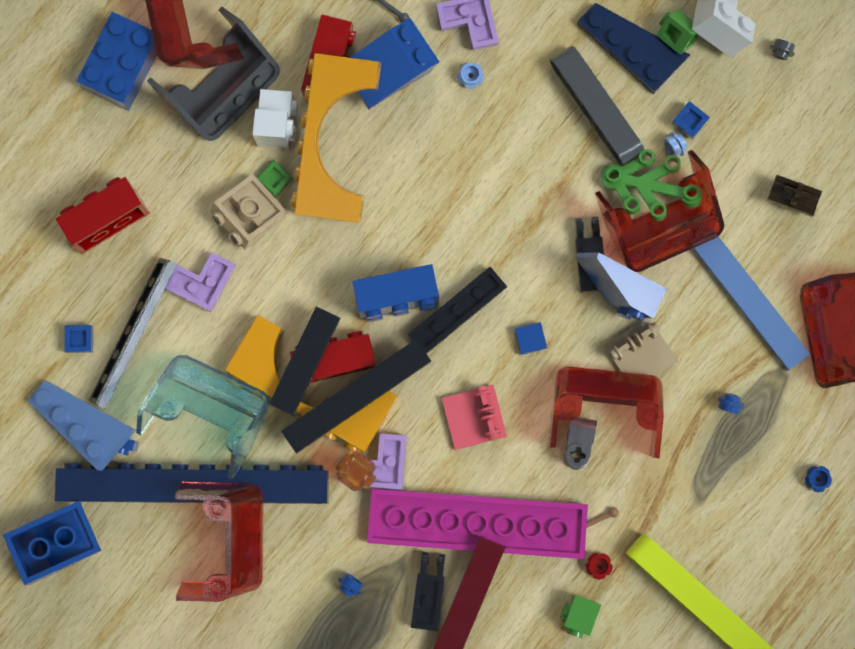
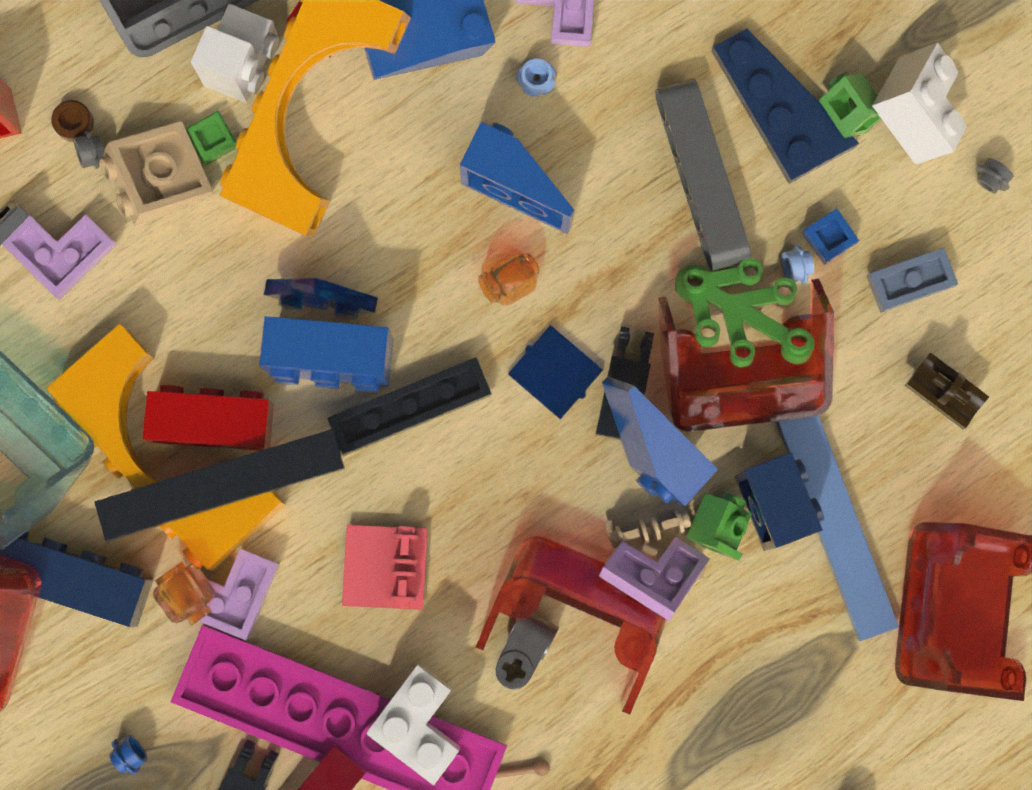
camera: 10 degrees right, 0 degrees up
(181, 195) = (72, 119): none -> reddish brown tile
(198, 210) = (88, 150): none -> dark grey plate
(305, 361) = (162, 411): black tile -> none
(378, 258) = (319, 295): none -> clear blue plate
(474, 143) = (507, 173): none -> blue slope
(494, 208) = (508, 276): none -> clear orange head
(521, 509) = (406, 730): none -> white brick
(530, 338) = (502, 479): blue tile -> none
(542, 260) = (555, 372): none -> clear blue piece
(648, 373) = (655, 584): none -> lavender plate
(678, 324) = (720, 524): none -> bright green brick
(710, 297) = (780, 501): none -> dark blue brick
(730, 403) = (760, 663): blue plate -> none
(751, 132) = (912, 280): none -> sand blue plate

